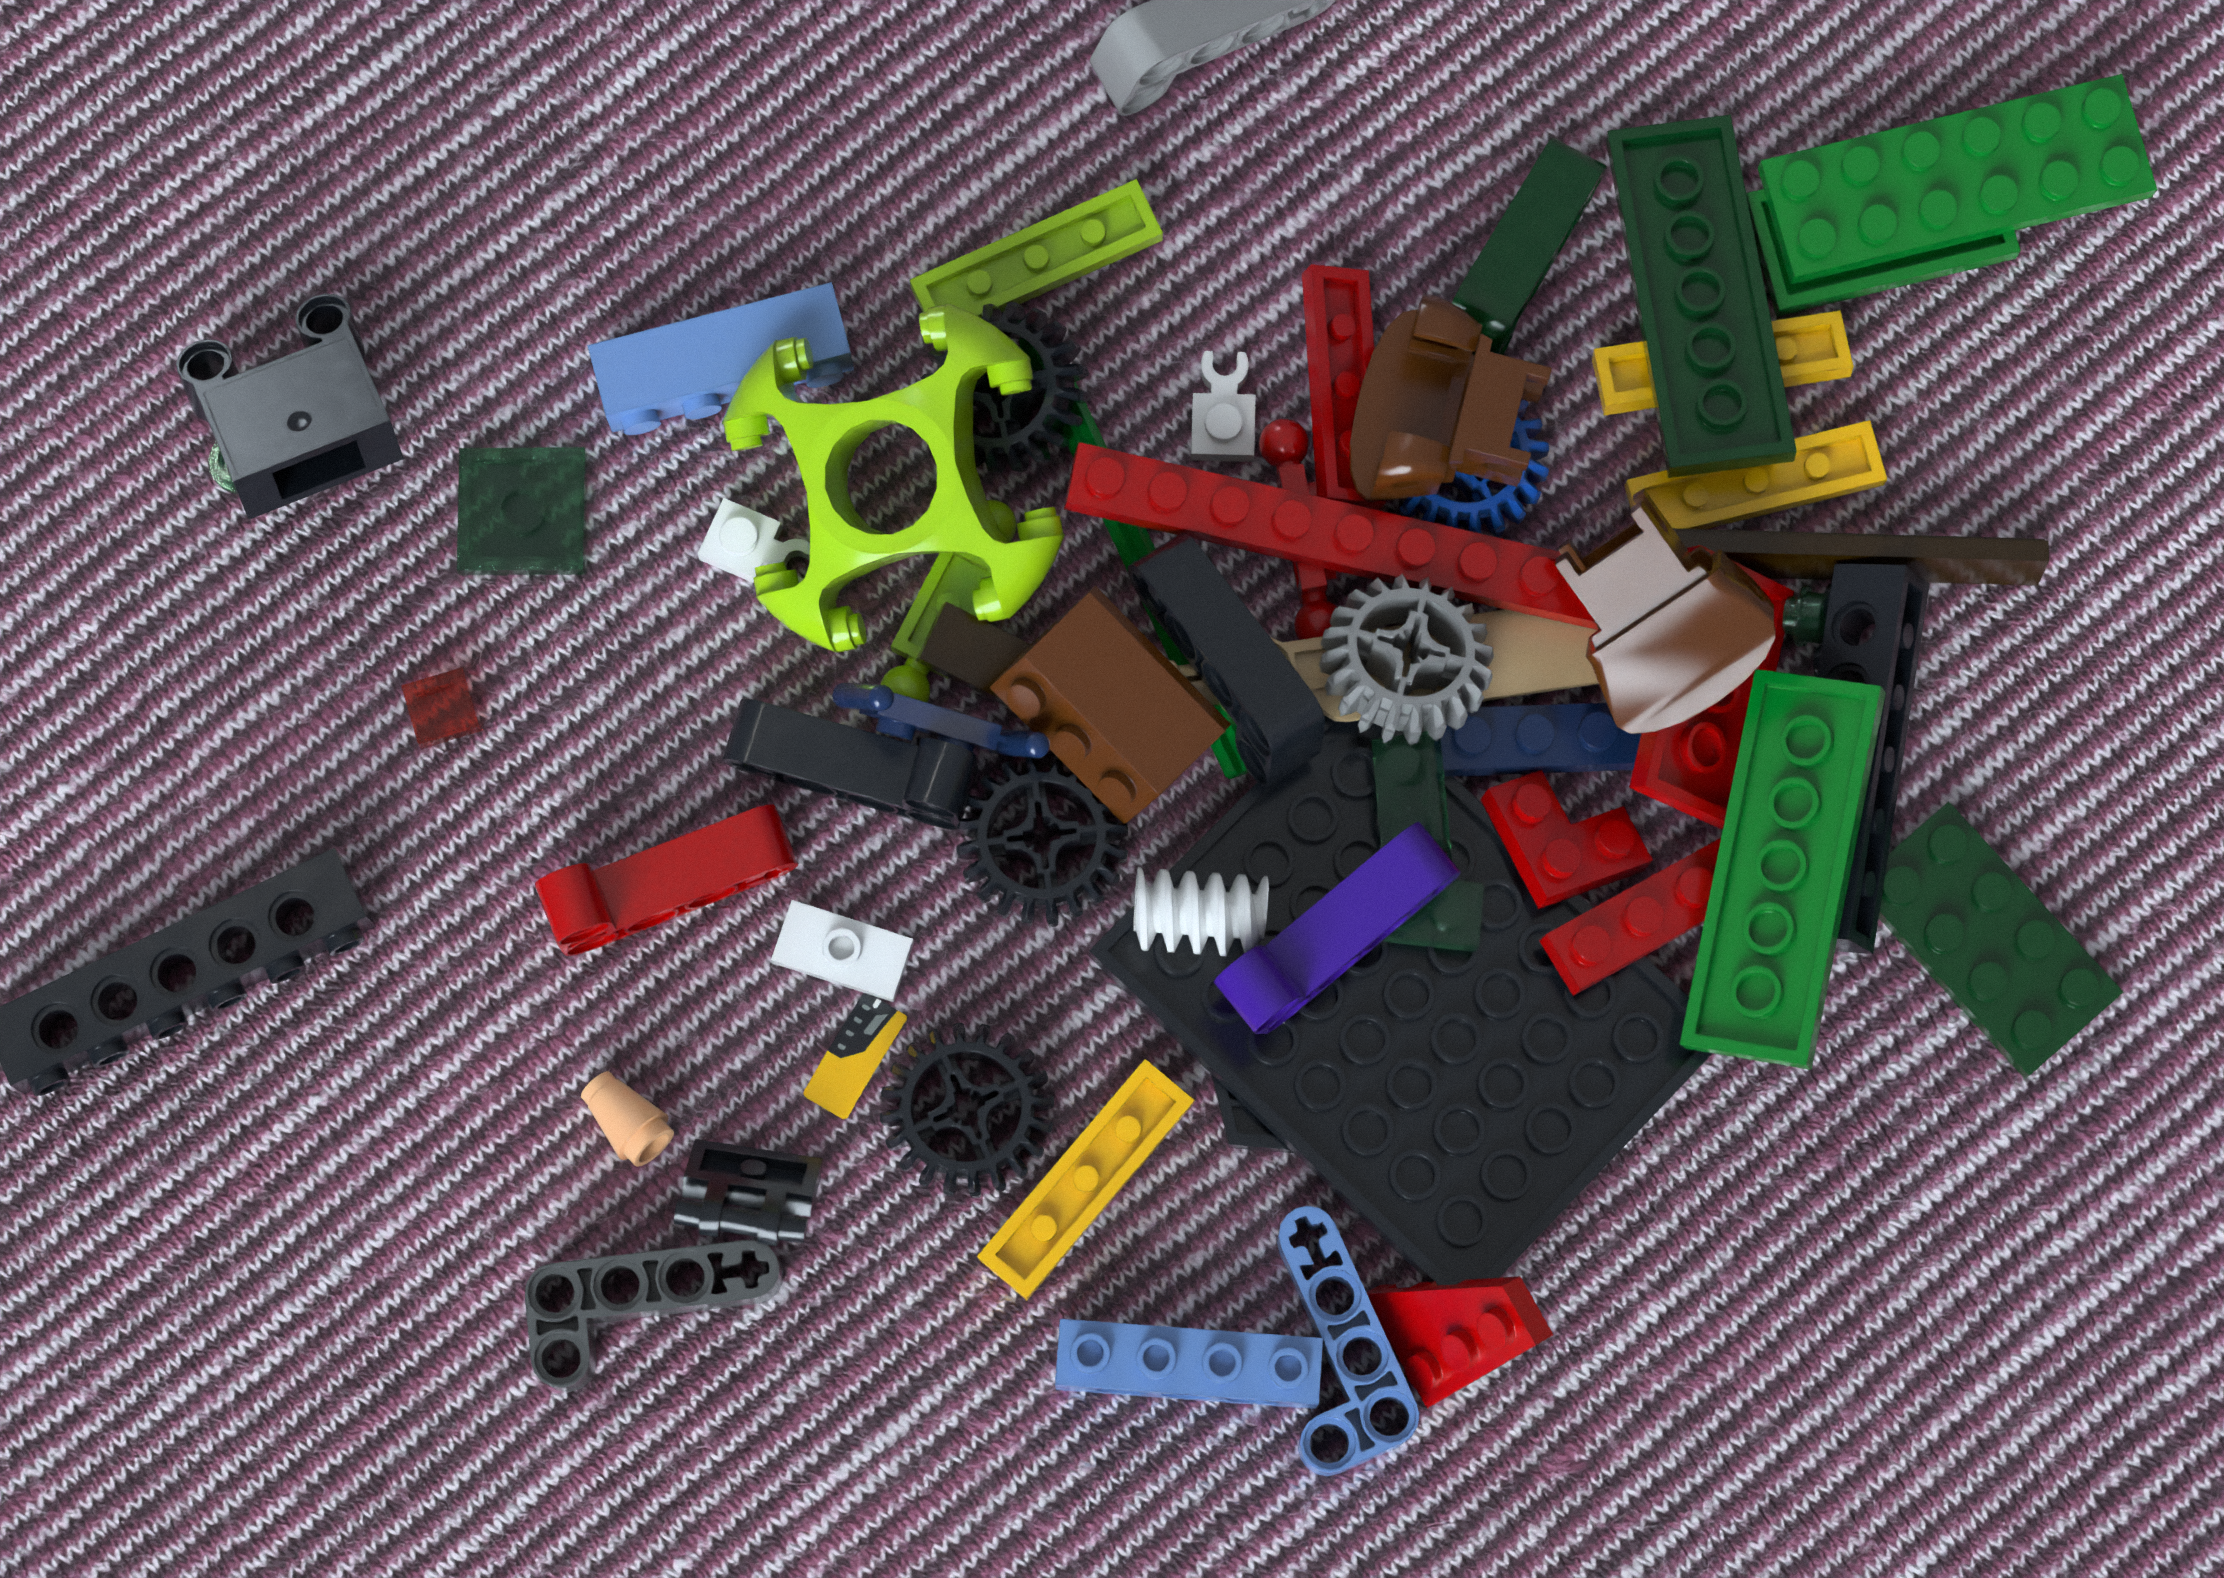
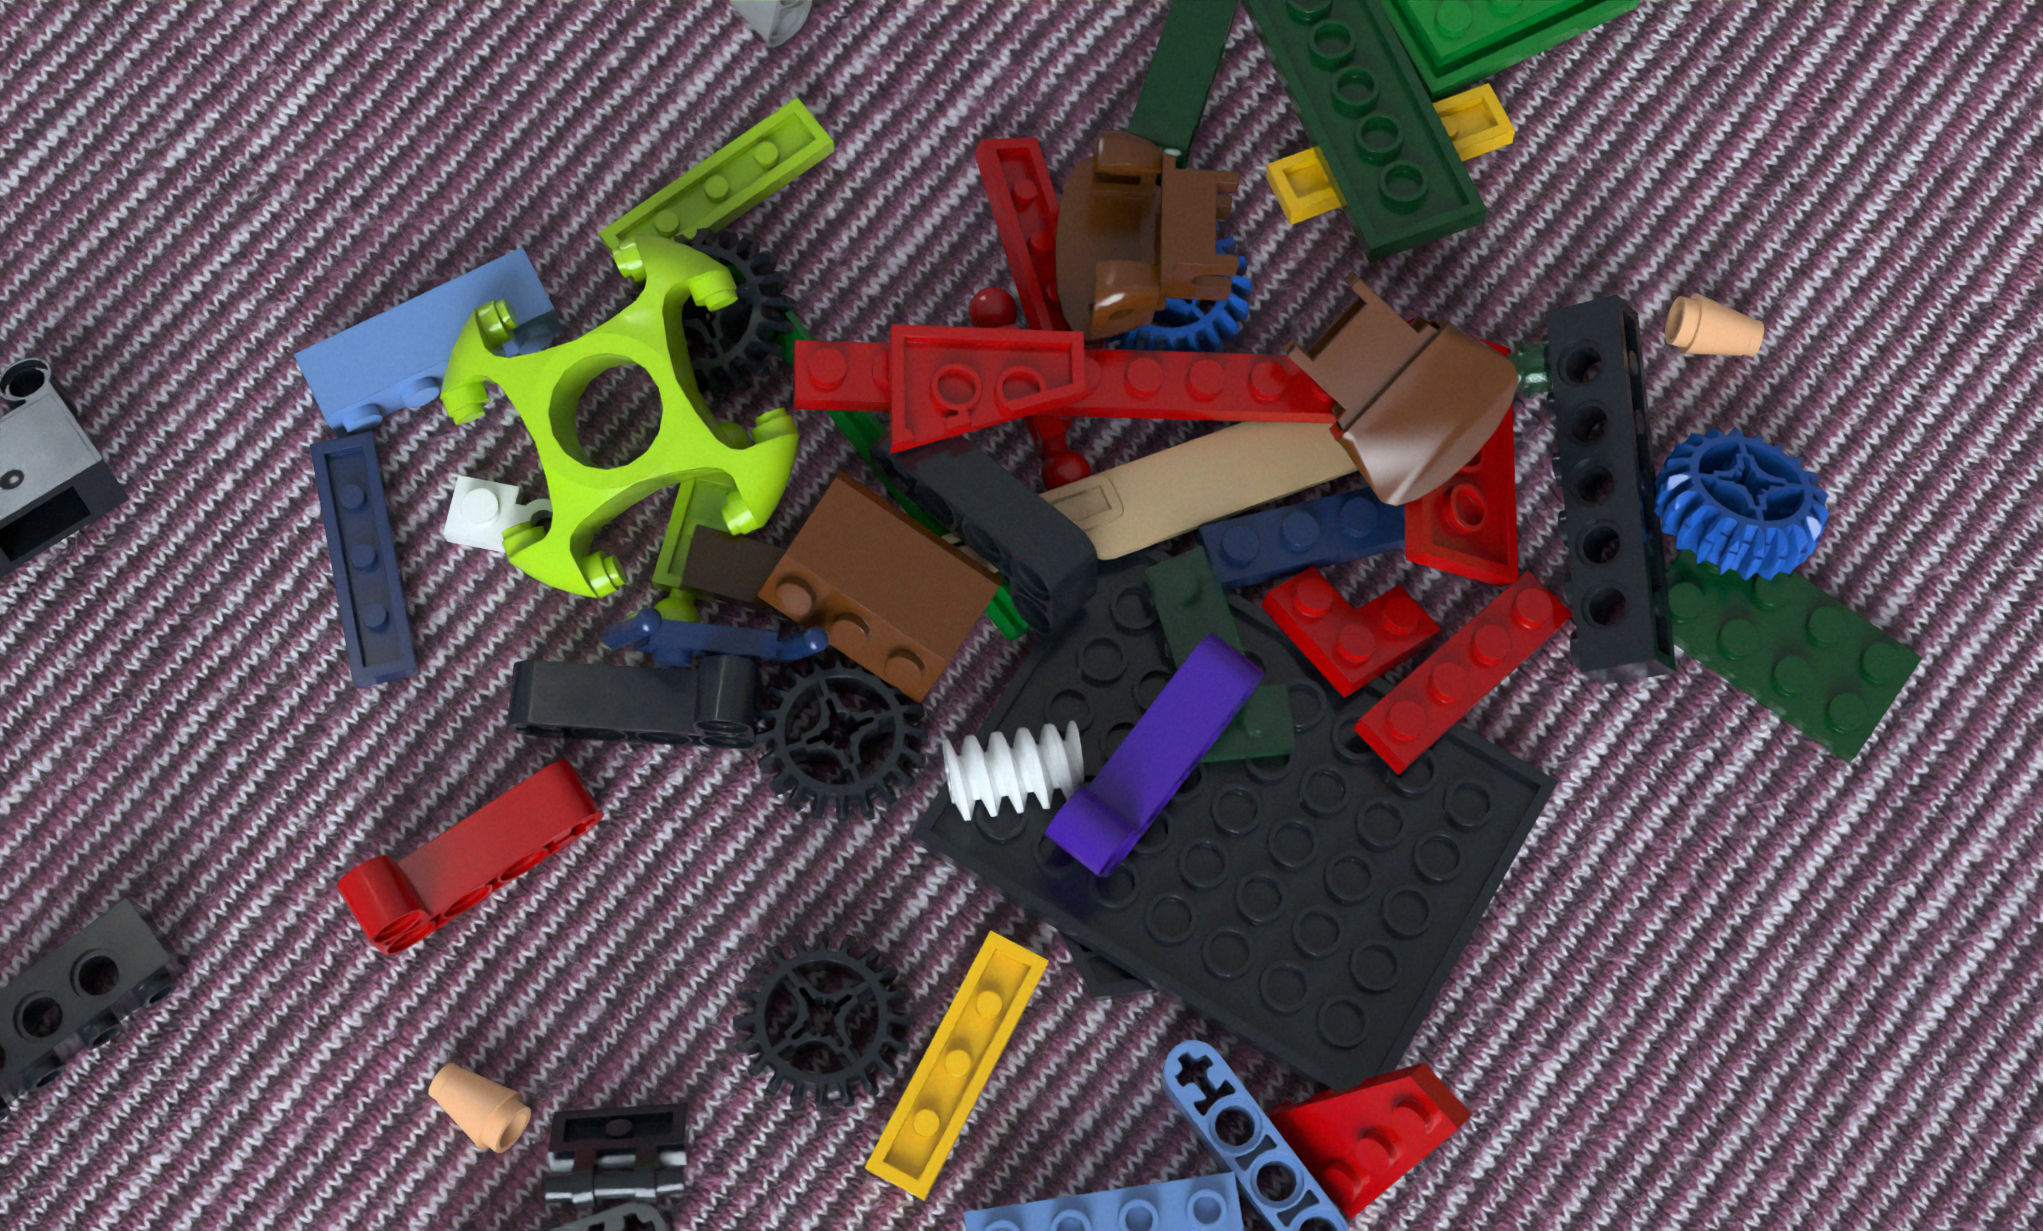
camera: 15 degrees left, 5 degrees down
(441, 708) = (216, 738): clear red tile -> none
(522, 511) = (260, 531): clear green tile -> none
(617, 562) = (365, 560): none -> dark blue plate
(842, 951) = (665, 890): white plate -> none
(854, 1055) = (698, 992): yellow sticker -> none
(1223, 419) = (927, 297): white plate -> none
(1247, 520) = (976, 378): none -> red wing
(1456, 665) = (1125, 500): light grey gear -> none
(1783, 868) = (1574, 607): green plate -> none
(1823, 468) = (1513, 228): yellow plate -> none
(1931, 557) = (1643, 287): dark brown tile -> none
(1978, 800) = (1740, 503): none -> blue gear
(2002, 614) = (1711, 328): none -> light nougat cone

